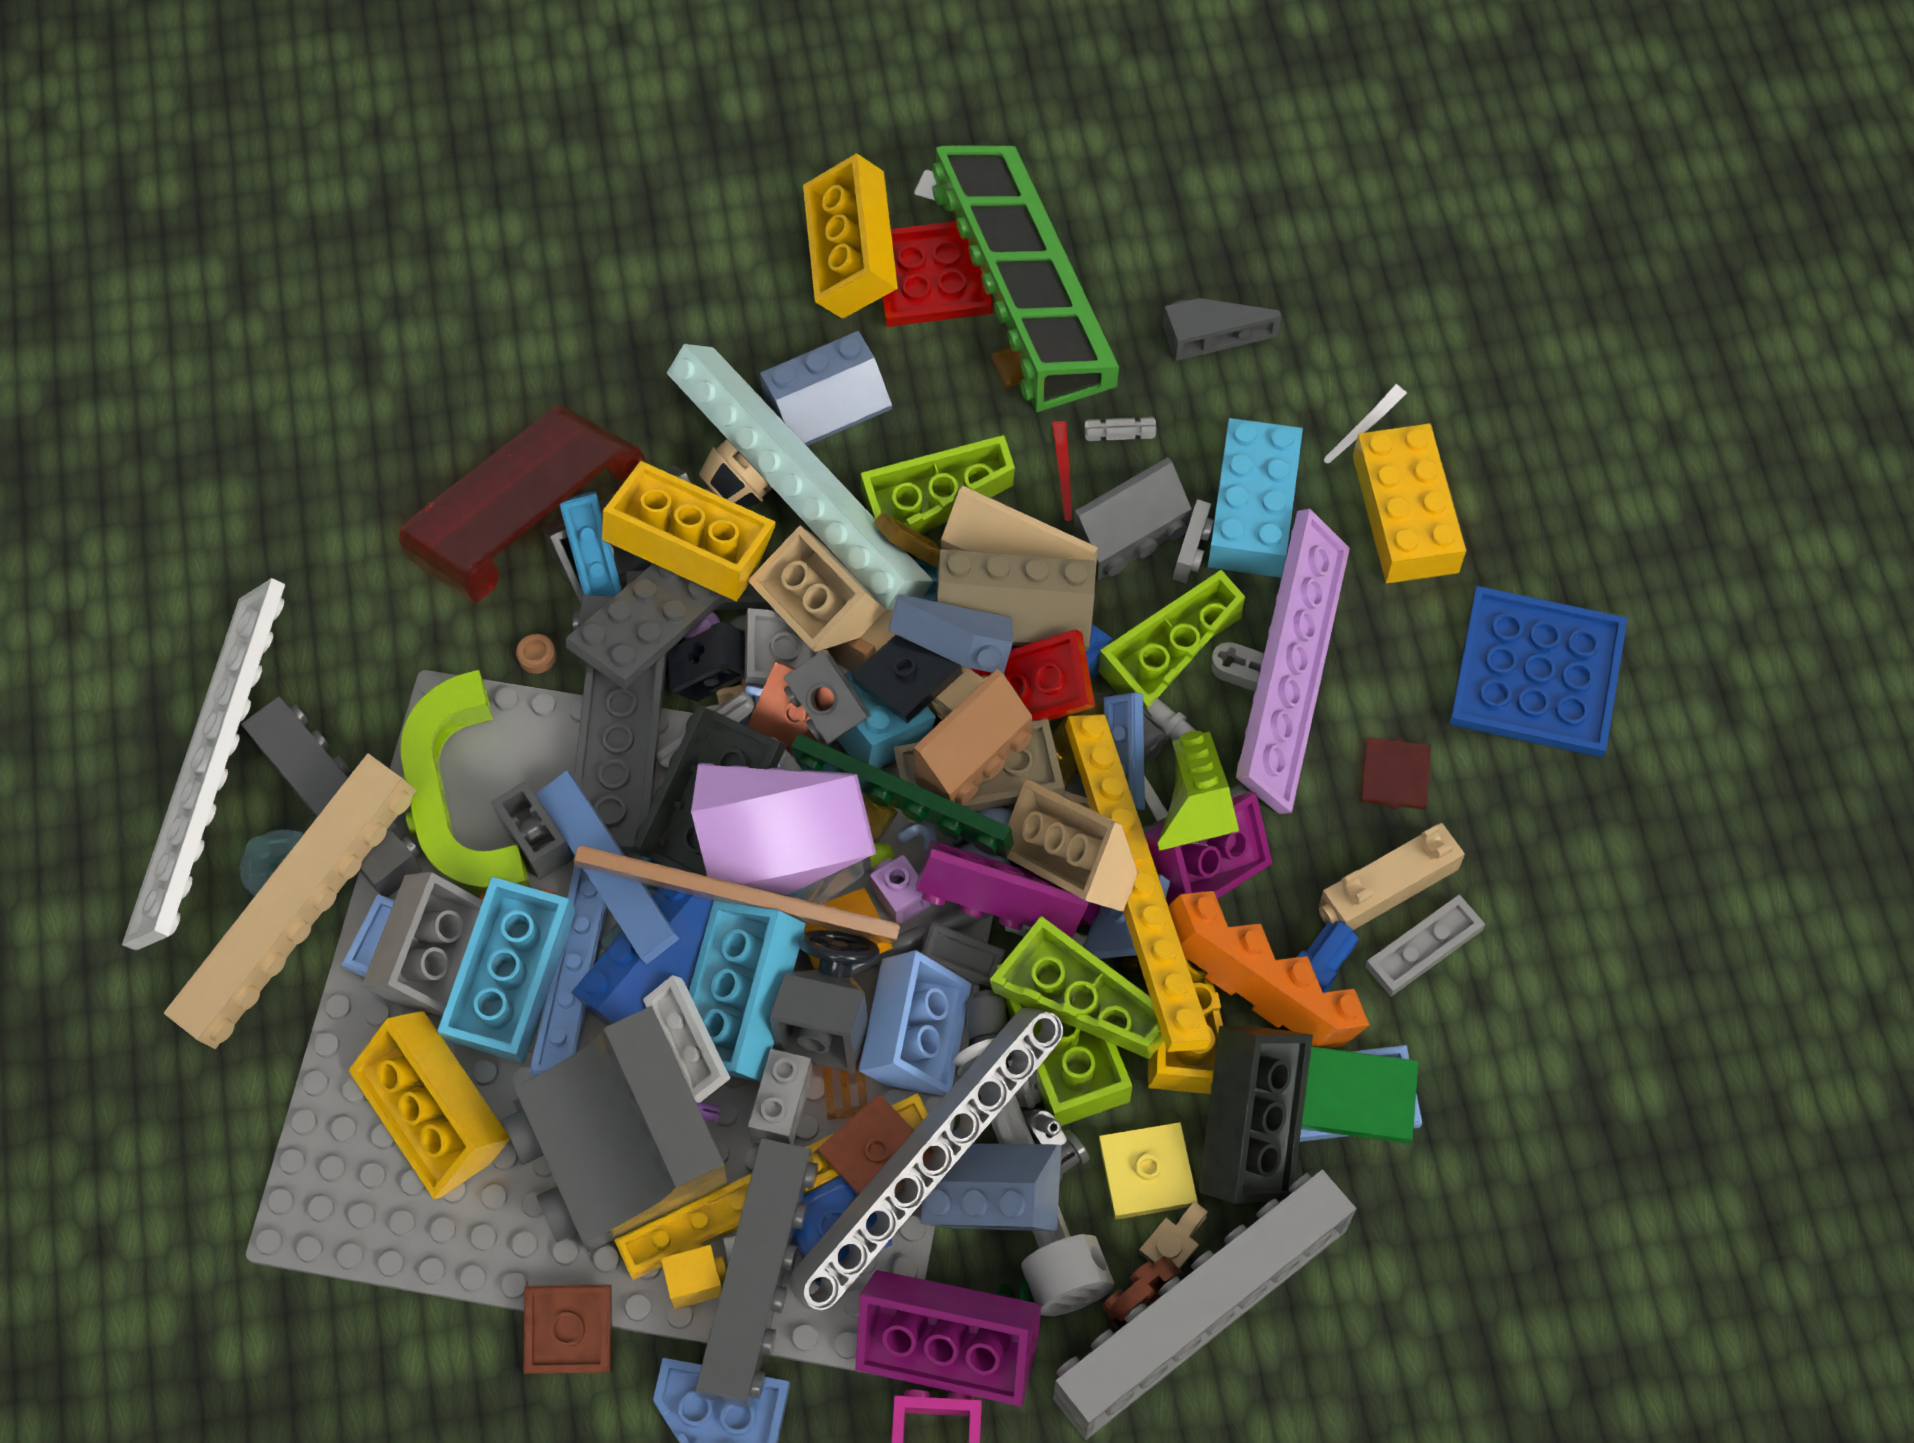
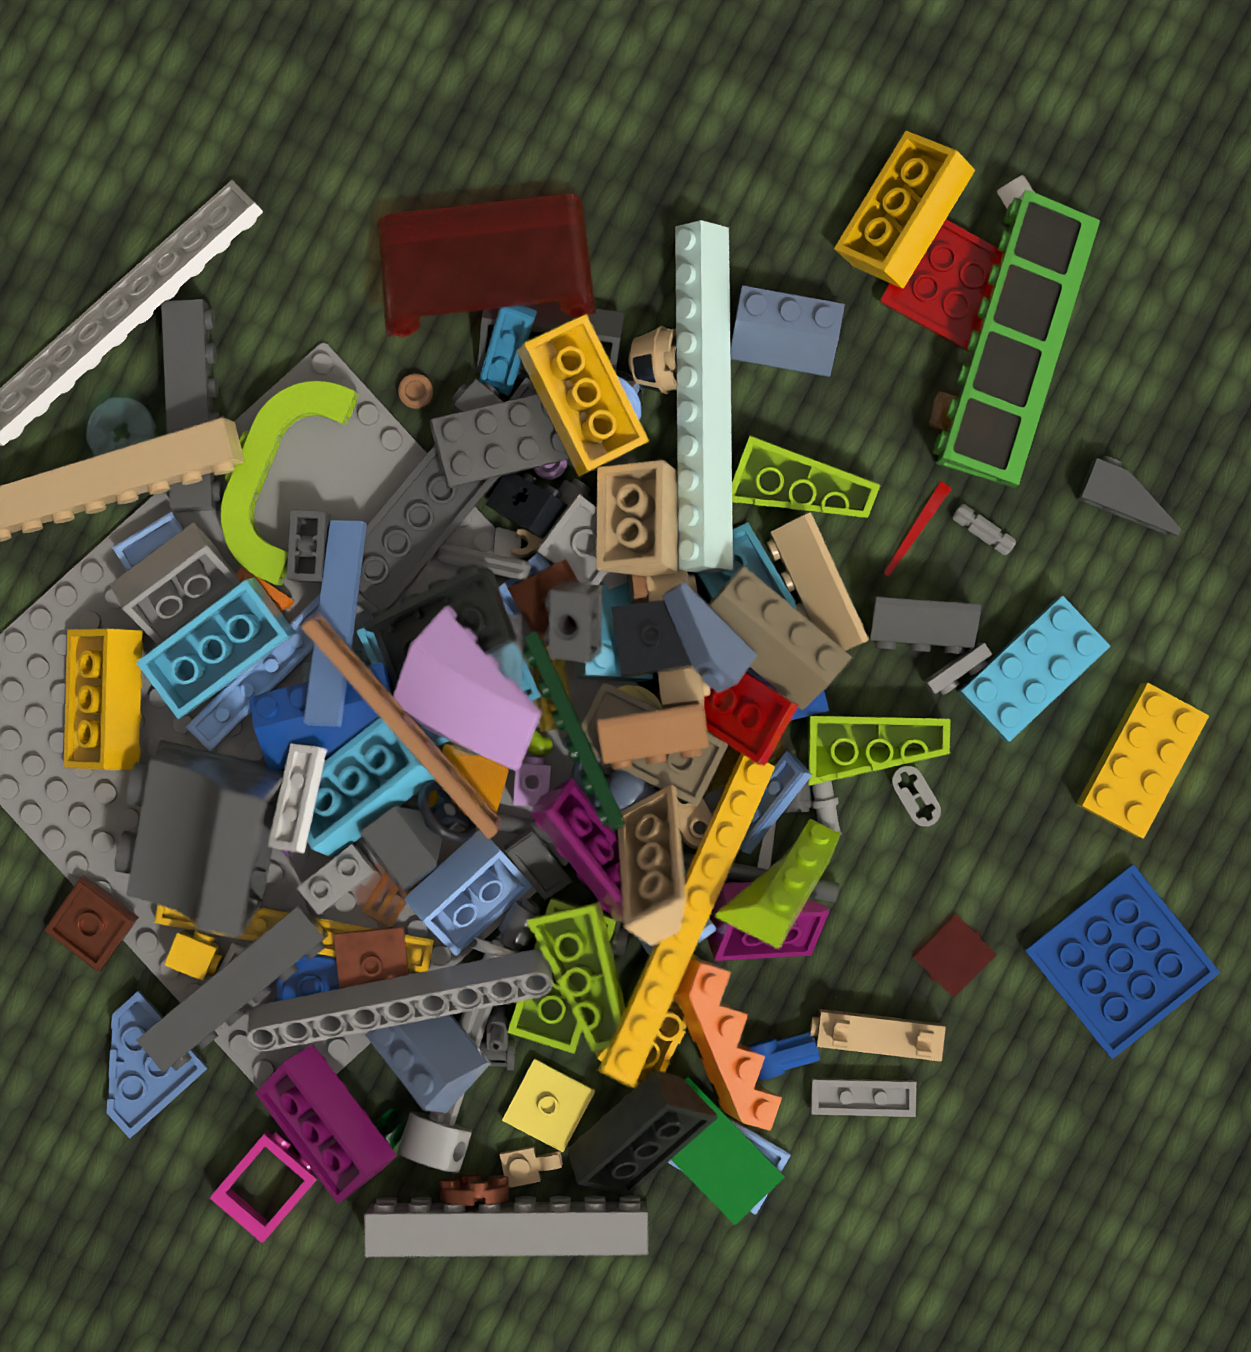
camera: 30 degrees right, 25 degrees up
(908, 539) = (743, 521): pearl gold tile -> none
(1293, 663) = (949, 822): lavender plate -> none
(1376, 414) = (1205, 659): white sticker -> none

